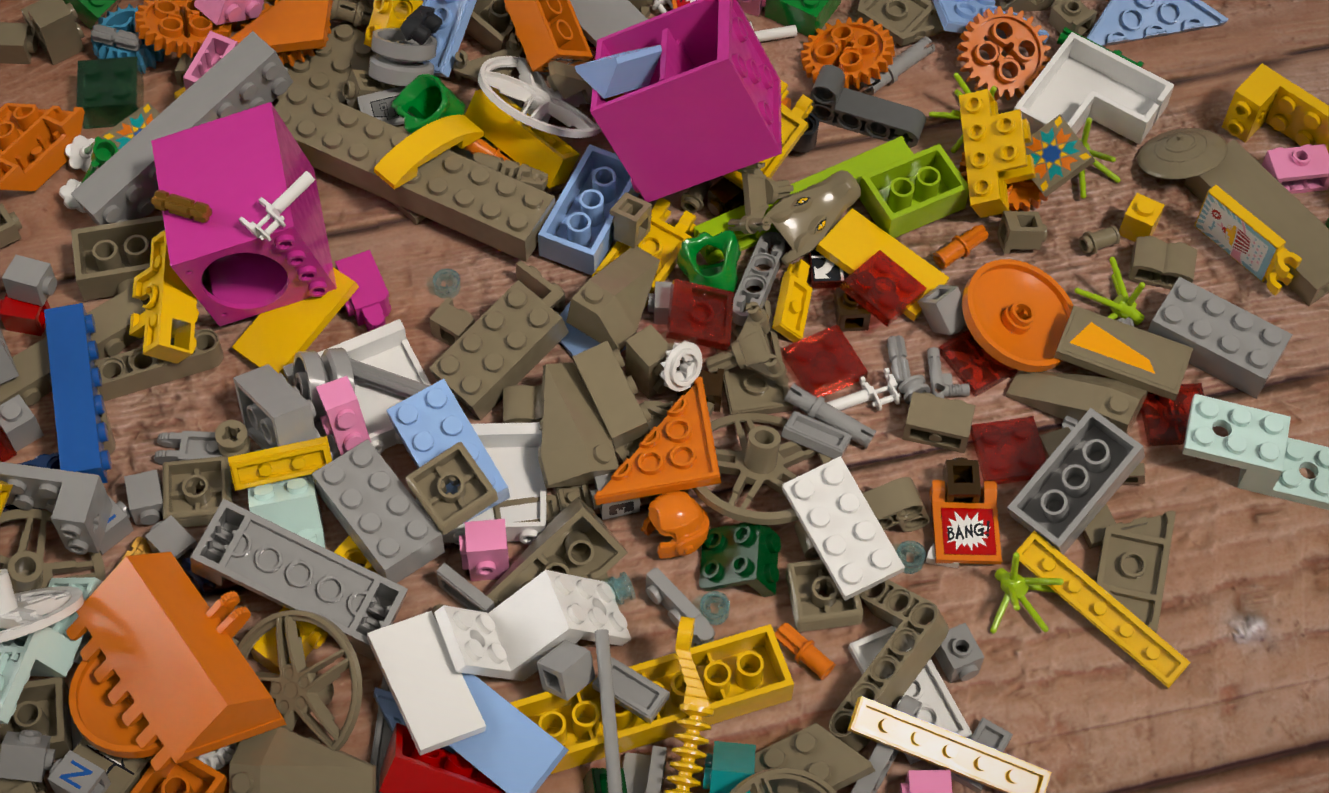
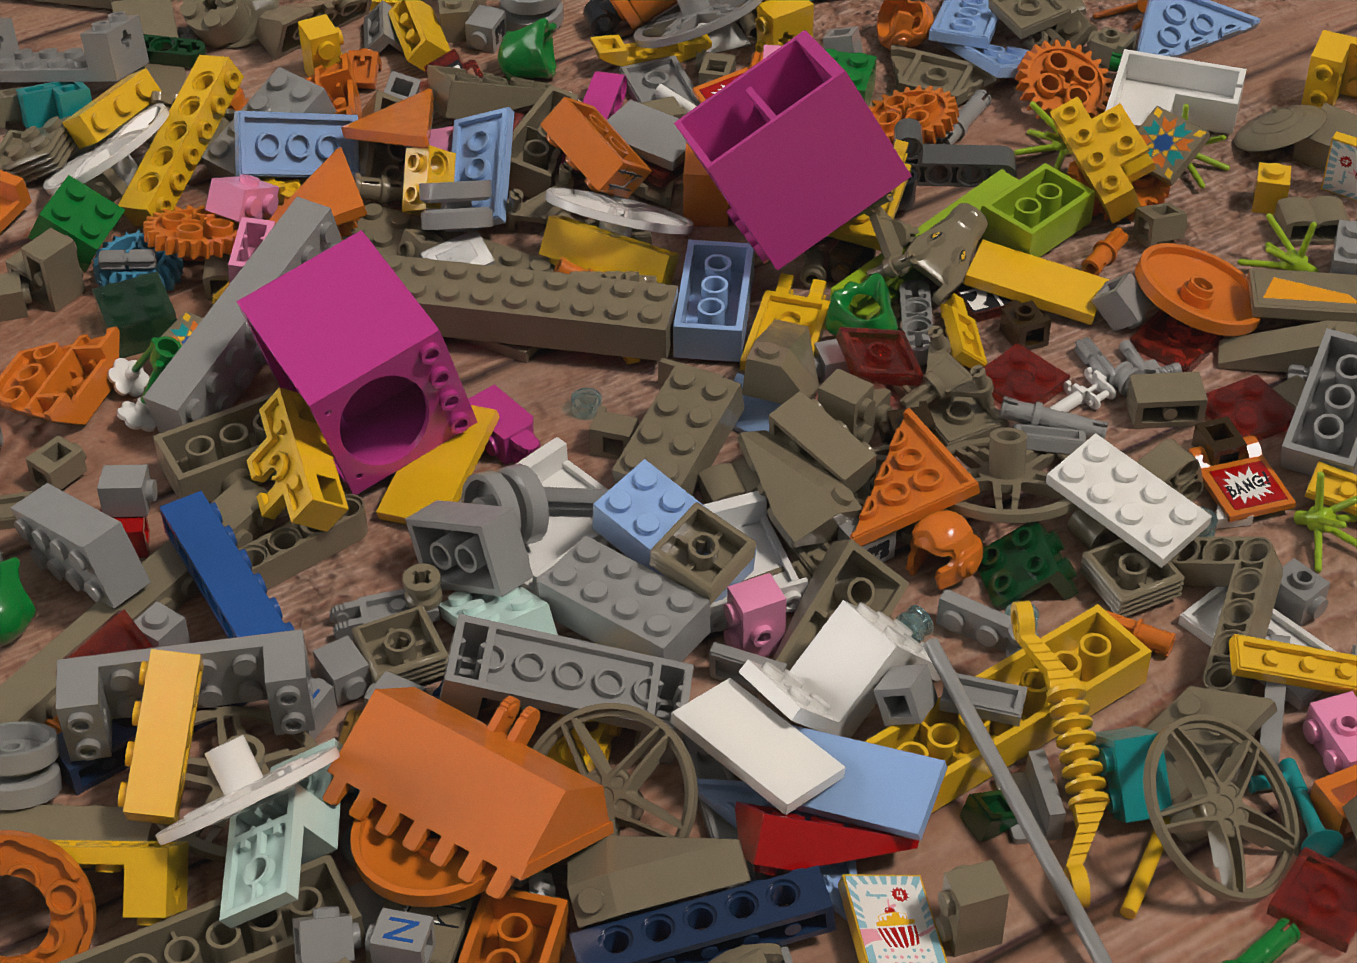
camera: 15 degrees left, 15 degrees down
(181, 206) = (301, 345): pearl gold axle -> none
(277, 207) = (413, 318): white piece -> none
(279, 463) = (495, 582): yellow tile -> none
(342, 414) = (544, 522): bright pink brick -> none
(421, 24) = (467, 167): black piece -> none
(423, 145) = (507, 280): yellow slope -> none
(427, 101) = (505, 238): green piece -> none
(568, 81) = (644, 189): dark tan slope -> none
(621, 71) = (720, 128): light blue slope -> none
(631, 219) = (766, 291): dark tan brick -> none
(689, 369) = (886, 399): white gear -> none
(883, 288) = (1052, 295): clear red plate -> none
(1100, 239) = (1233, 219): dark tan pin -> none

